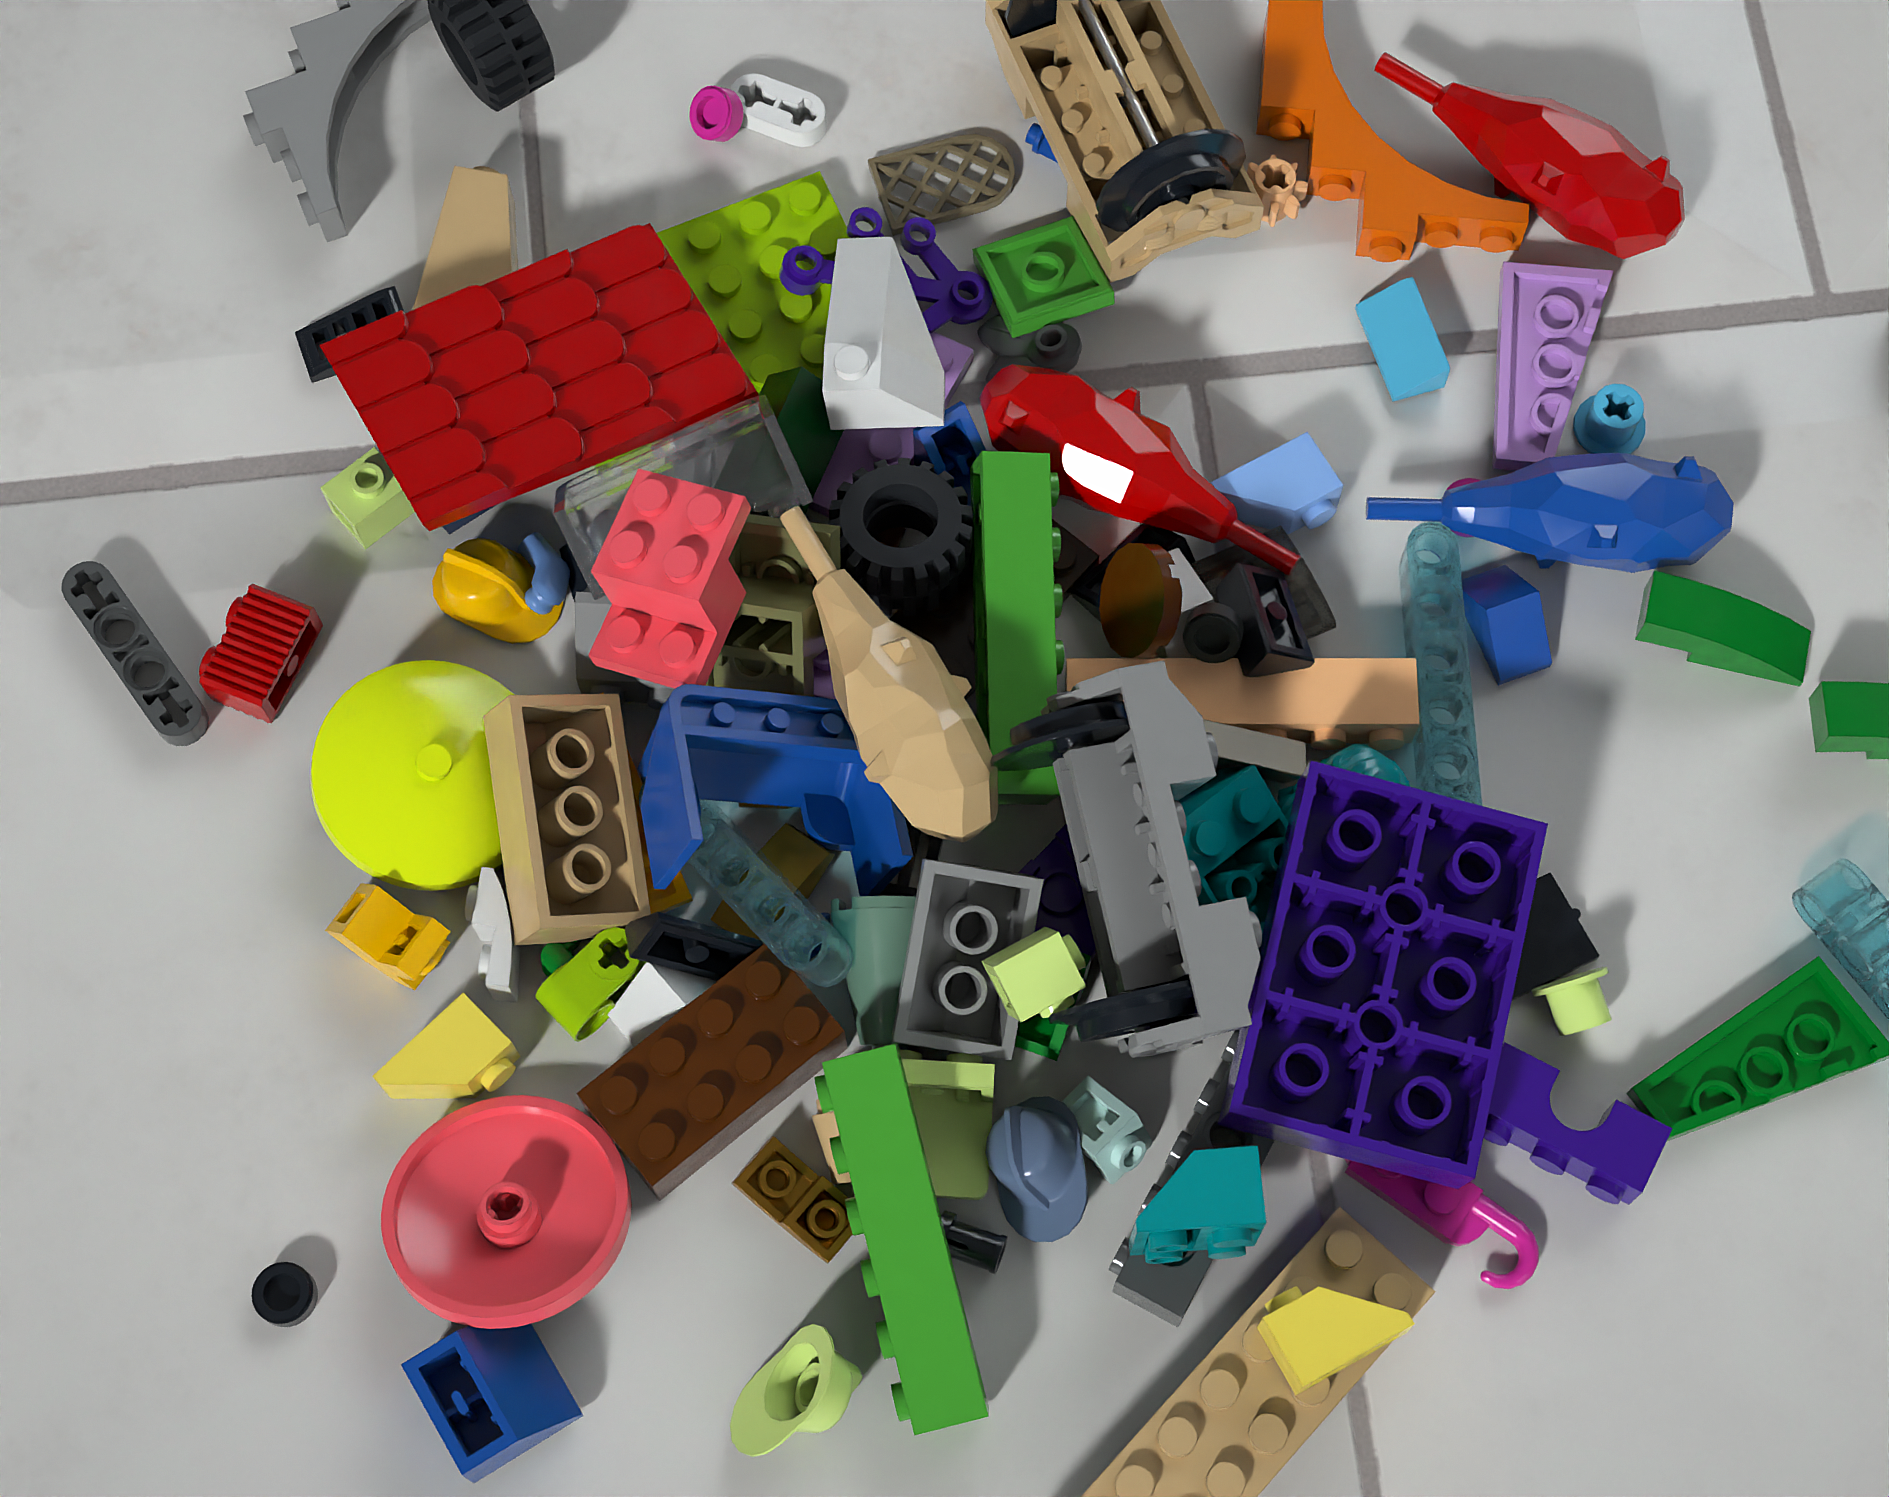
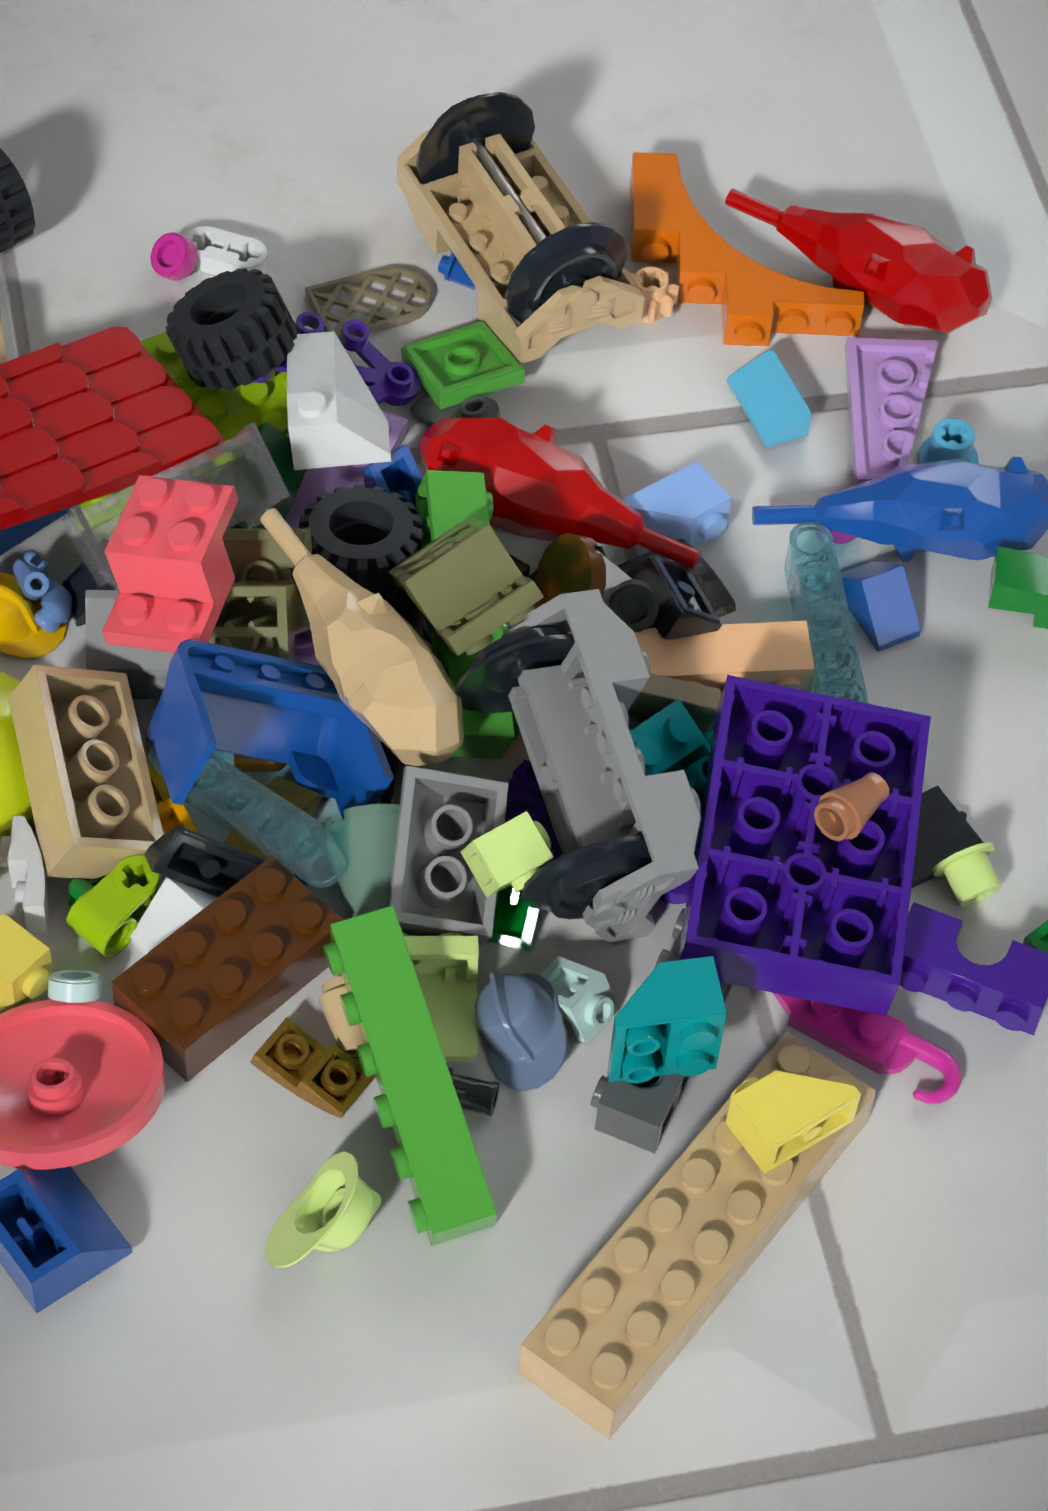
camera: 10 degrees left, 15 degrees down
(519, 552) = (30, 575): none -> medium blue arm
(540, 1082) = (75, 986): none -> light aqua tile
(770, 236) = (231, 329): none -> black tyre
(1012, 623) = (466, 586): none -> olive bracket
(1438, 951) = (848, 808): none -> nougat cone

